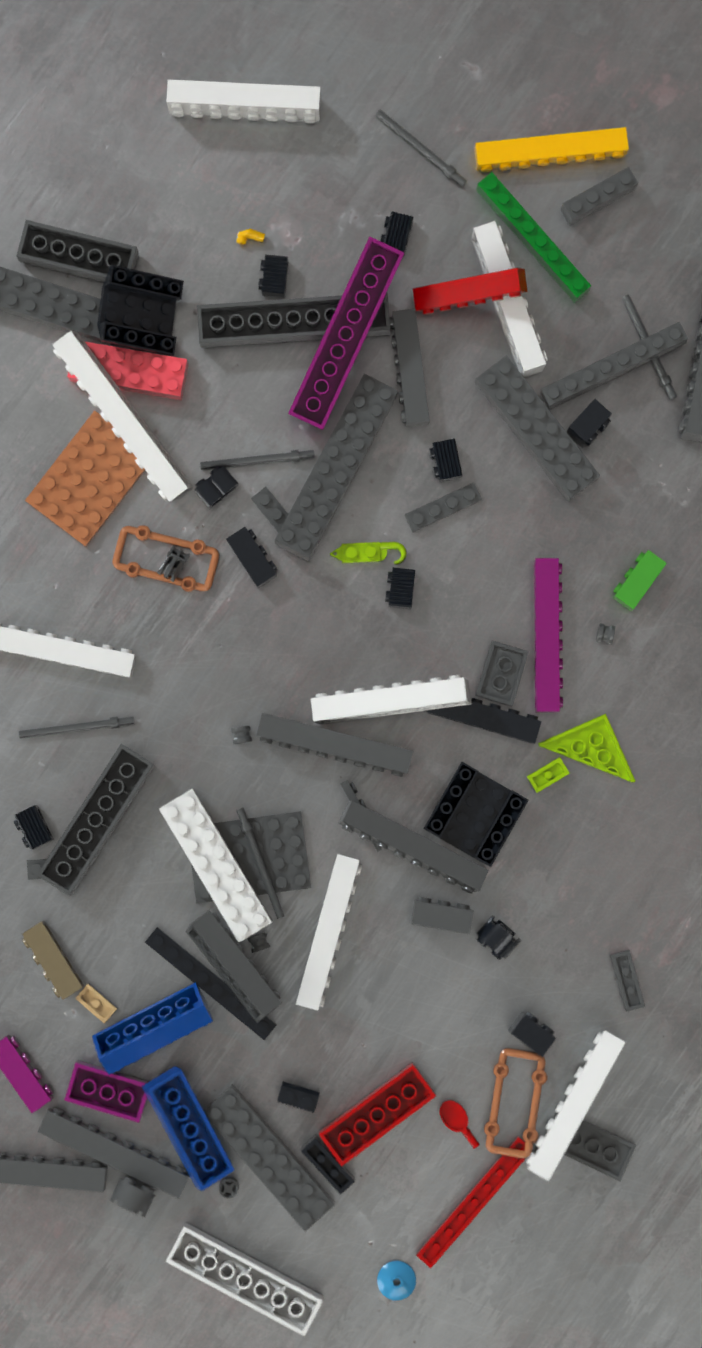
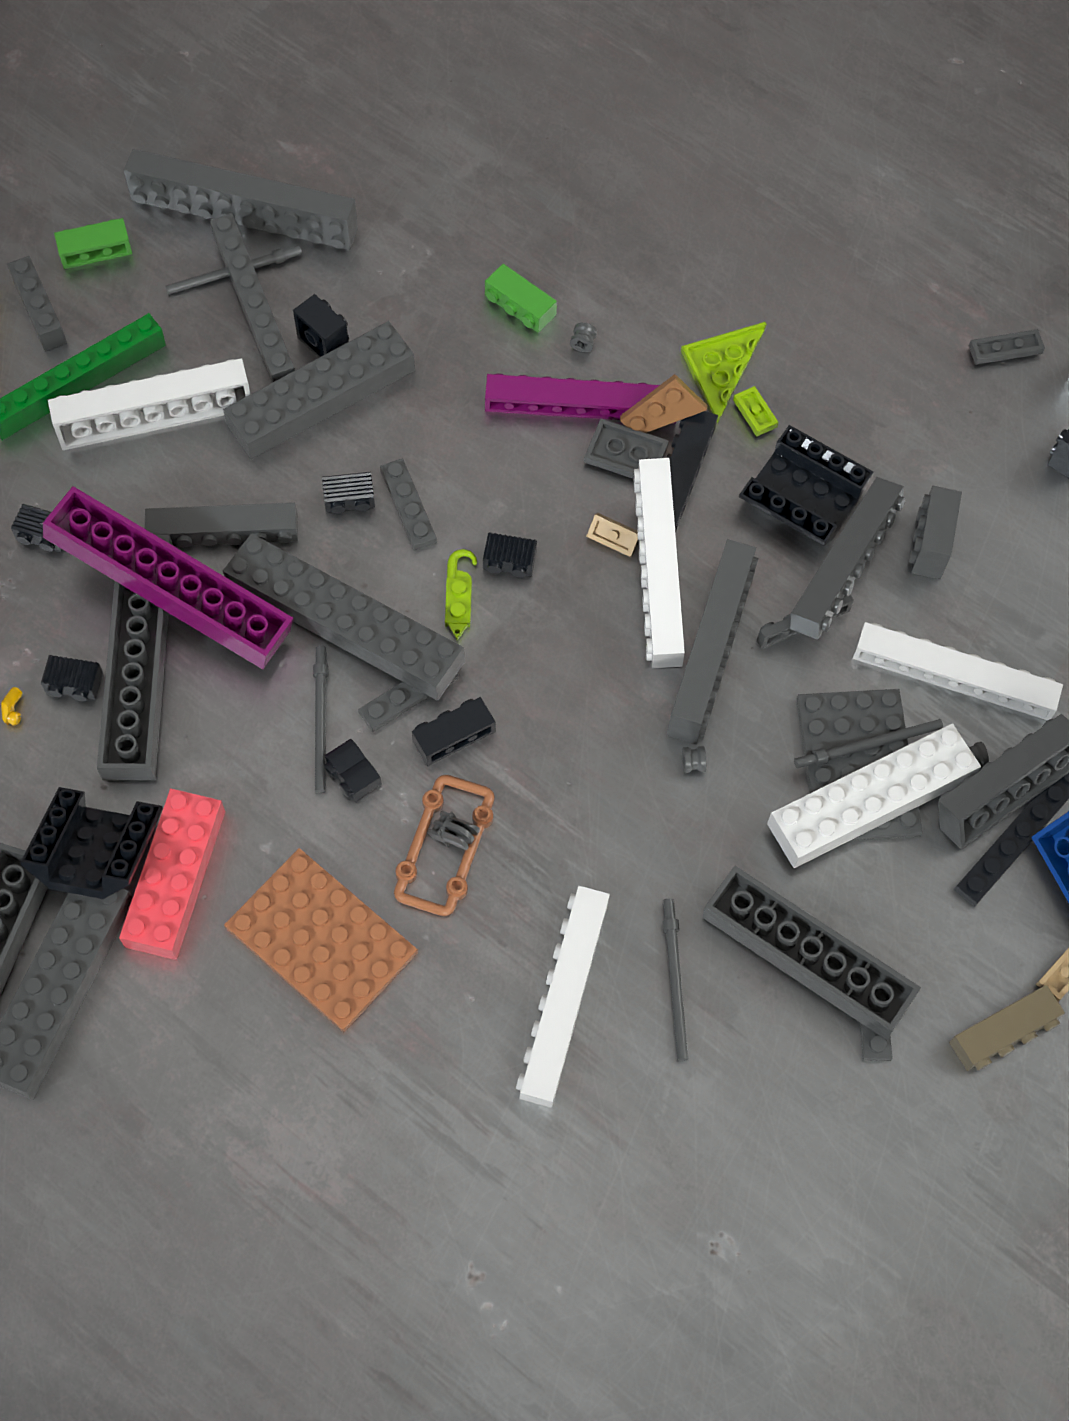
camera: 90 degrees left, 20 degrees down
(33, 827) = (818, 1044): black brick -> none
(121, 415) = (237, 870): white brick -> none
(426, 665) = (613, 534): none -> tan plate
(470, 290) = (133, 434): red brick -> none
(498, 938) = (962, 471): black brick -> none
(536, 699) = (663, 406): none -> medium nougat wing
(663, 231) = (93, 243): none -> bright green brick

